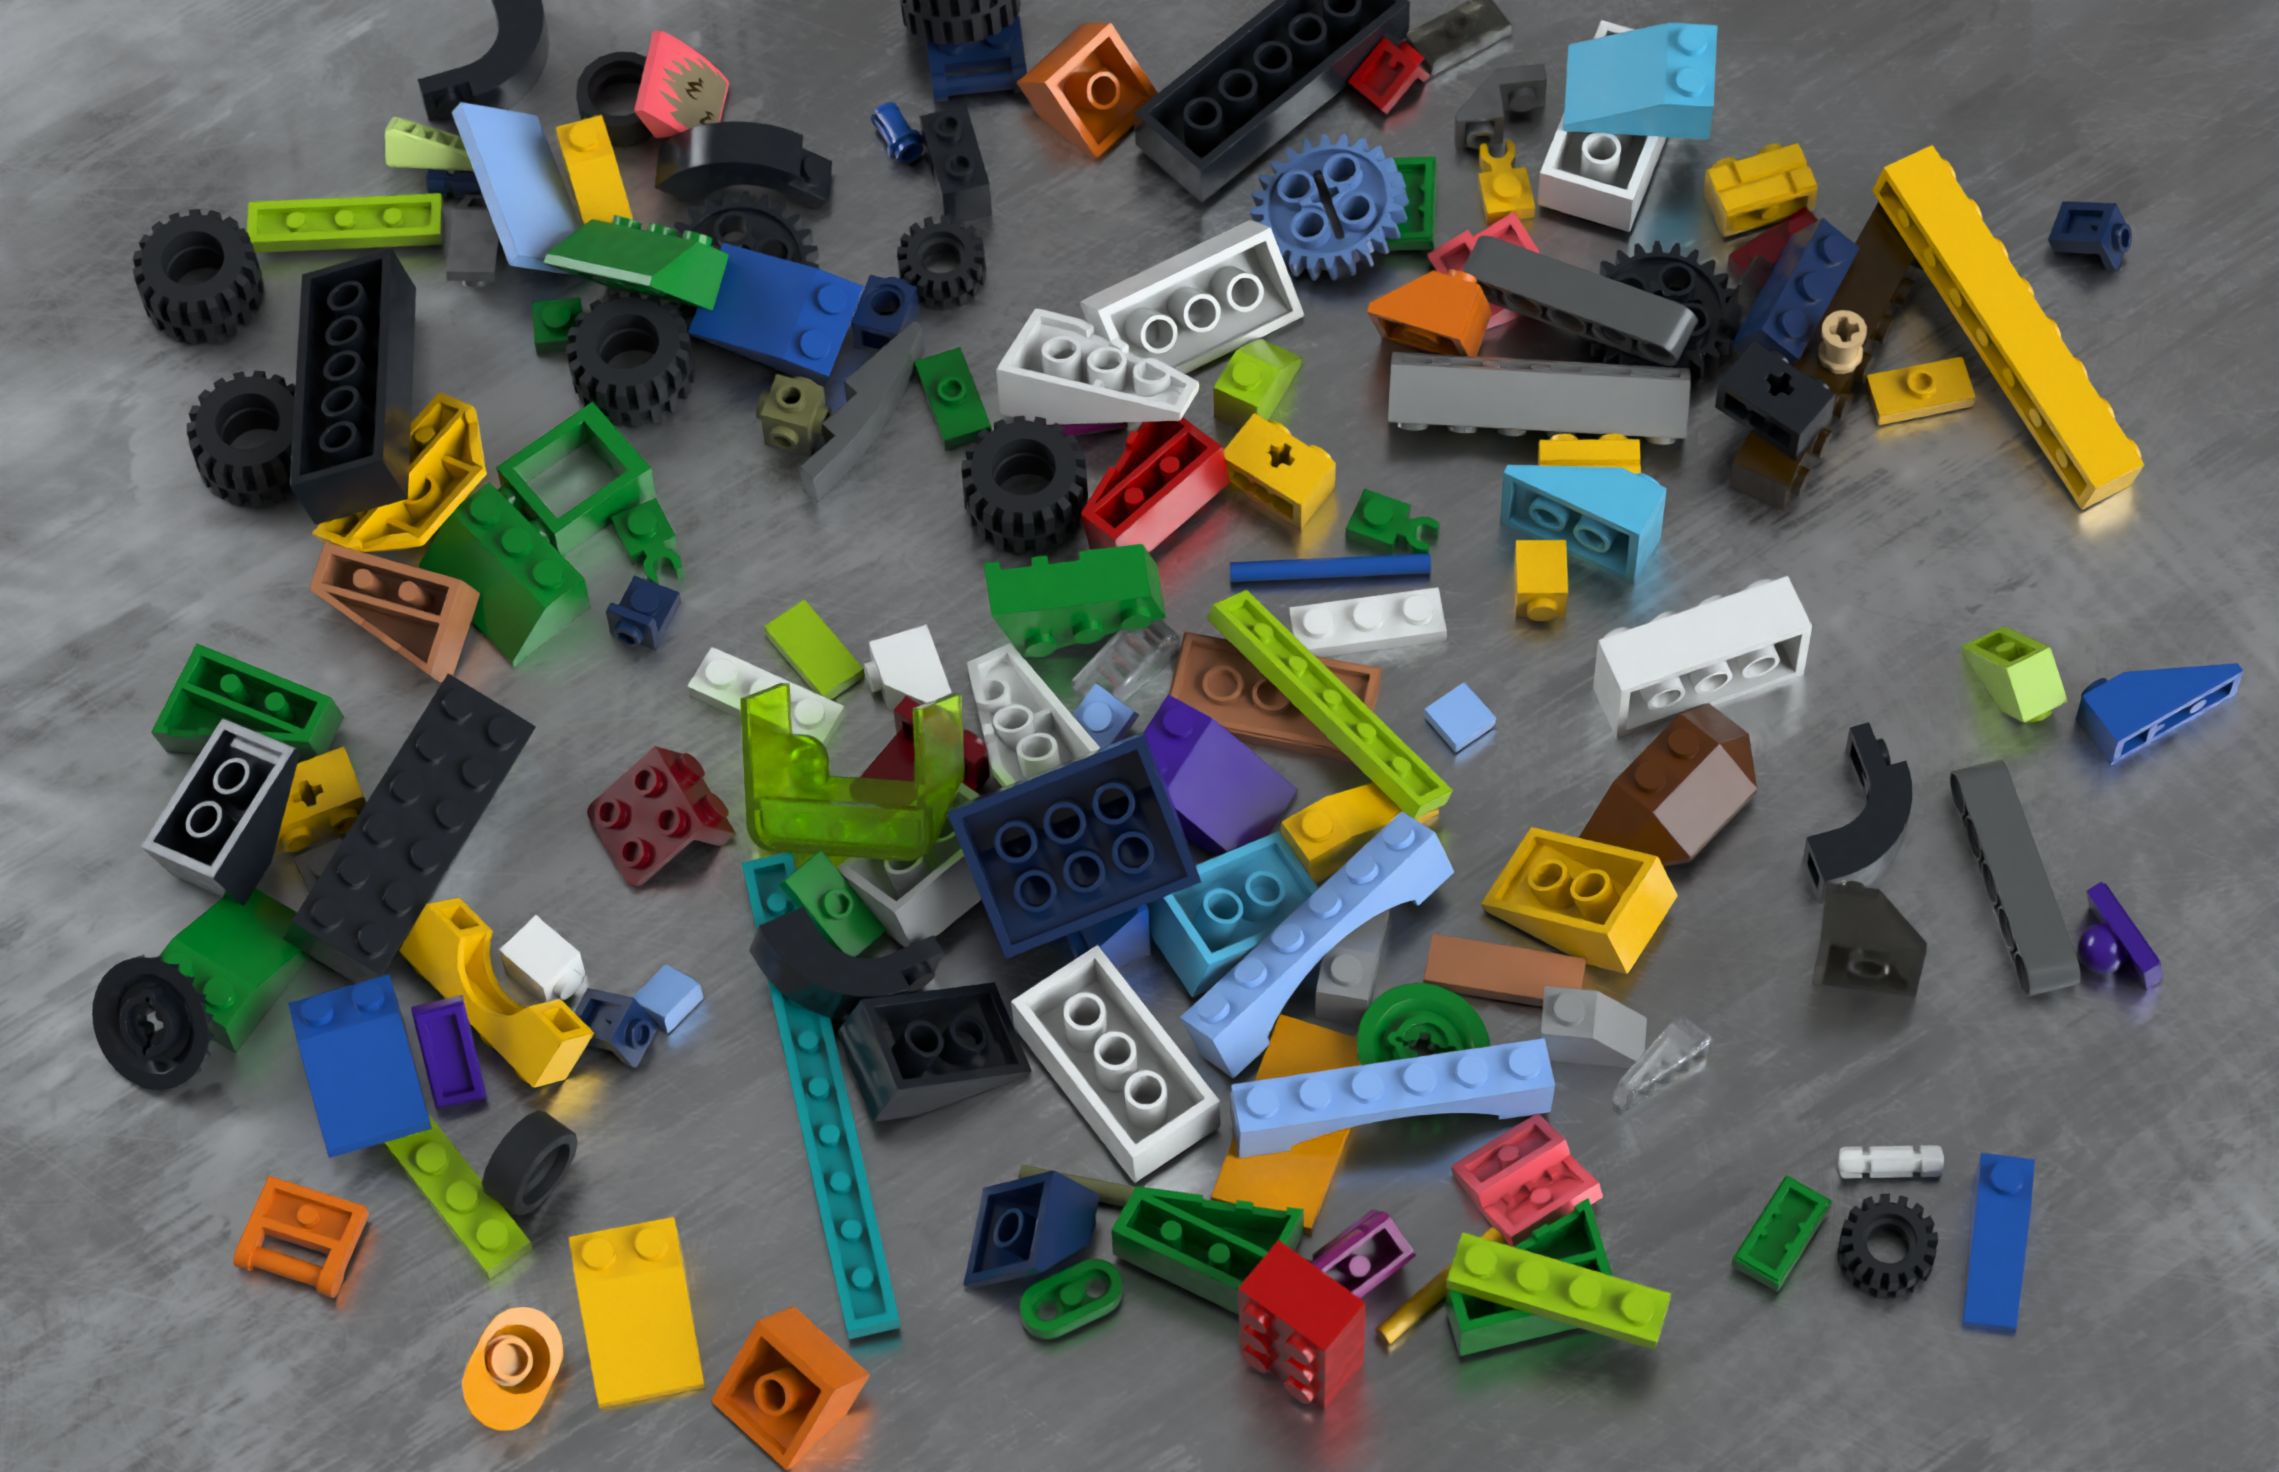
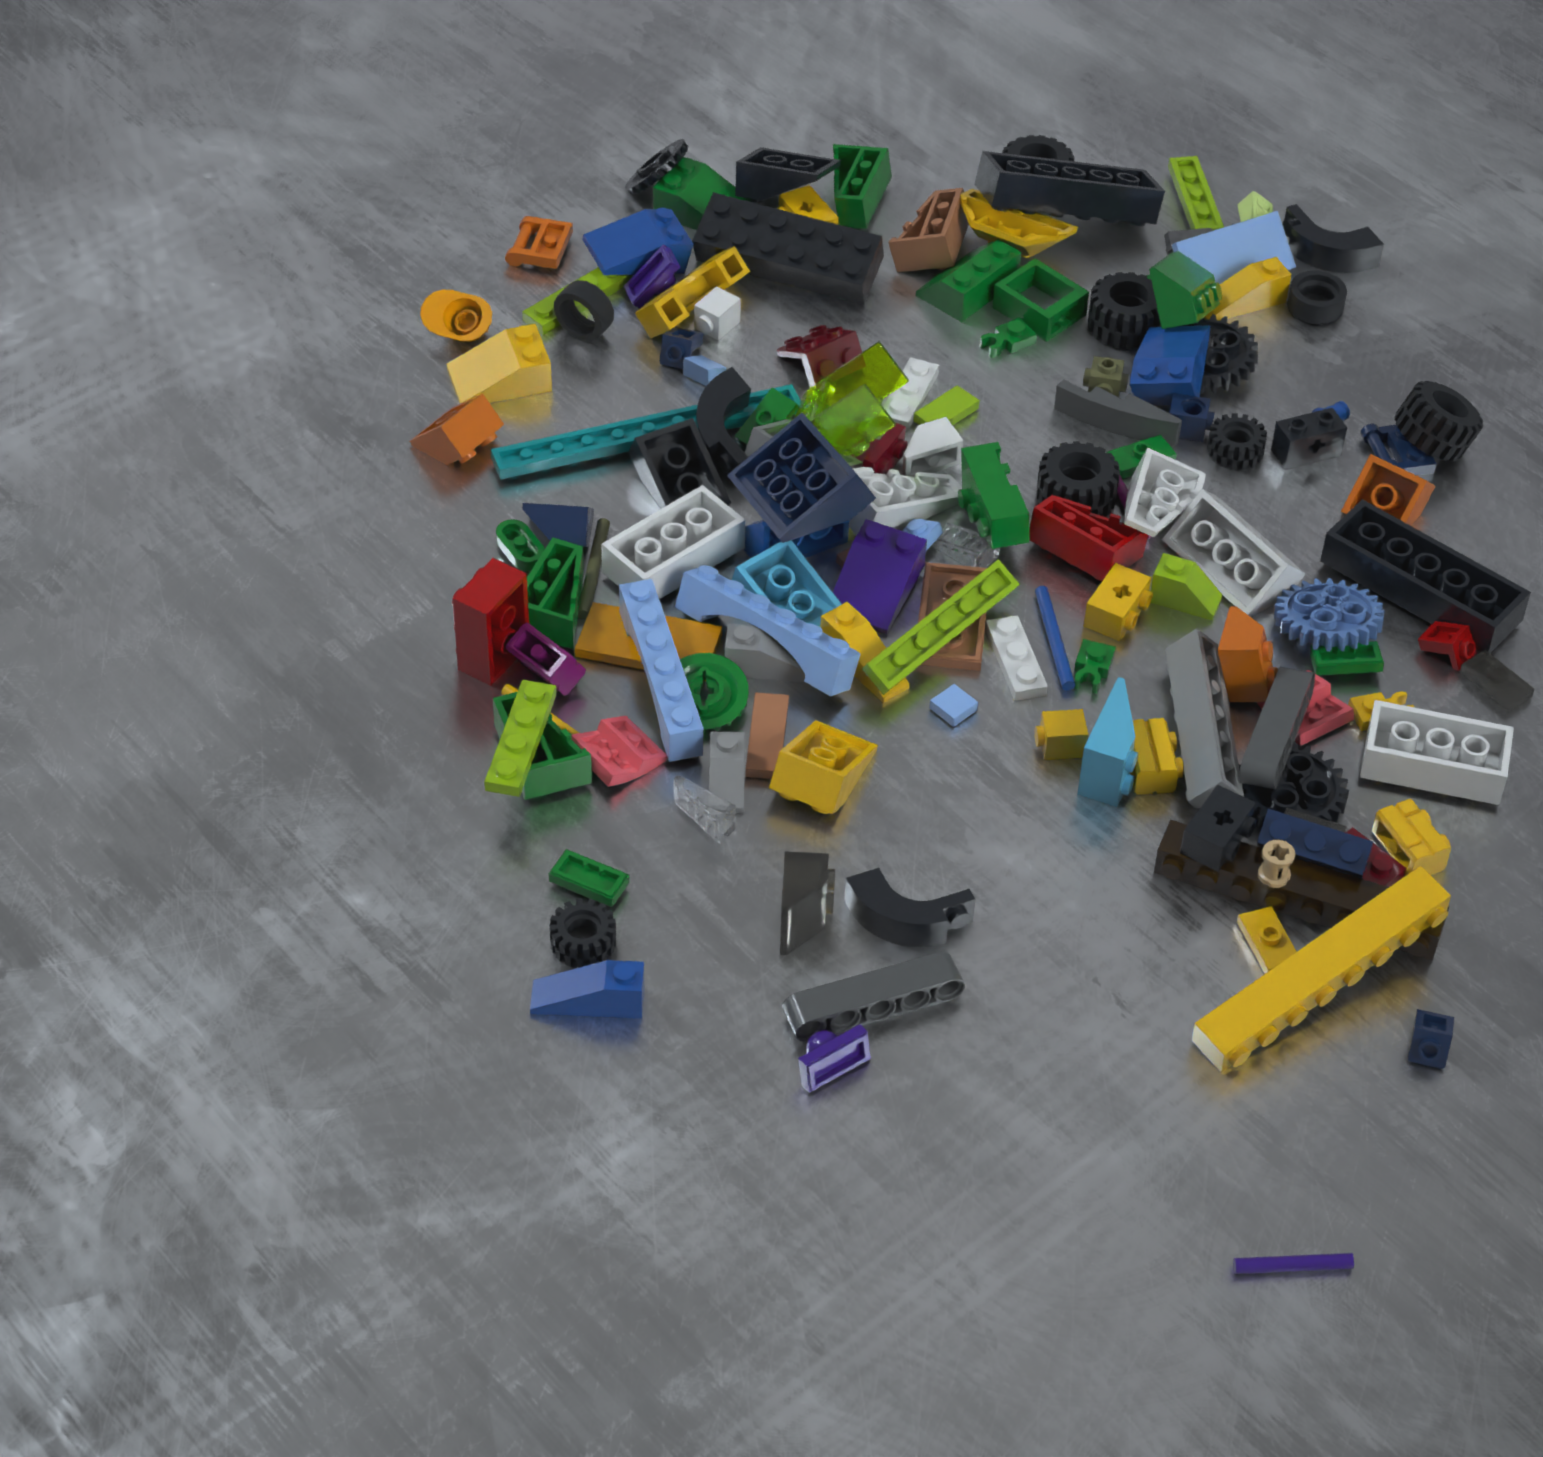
camera: 80 degrees right, 15 degrees down
(193, 244) = (1140, 139): black tyre -> none
(643, 613) = (956, 338): dark blue bracket -> none
(678, 88) = (1319, 311): slope -> none
(741, 154) = (1282, 347): black arch -> none
(1507, 88) = (1435, 691): flat silver slope -> none
(1643, 82) = (1461, 747): medium azure slope -> none
(1678, 789) = (918, 811): reddish brown wedge -> none
(1701, 655) = (1011, 807): white brick -> none
(1891, 1161) = (648, 937): white axle -> none
(2017, 673) = (1037, 992): lime slope -> none
(2150, 703) = (1022, 1067): blue slope -> none

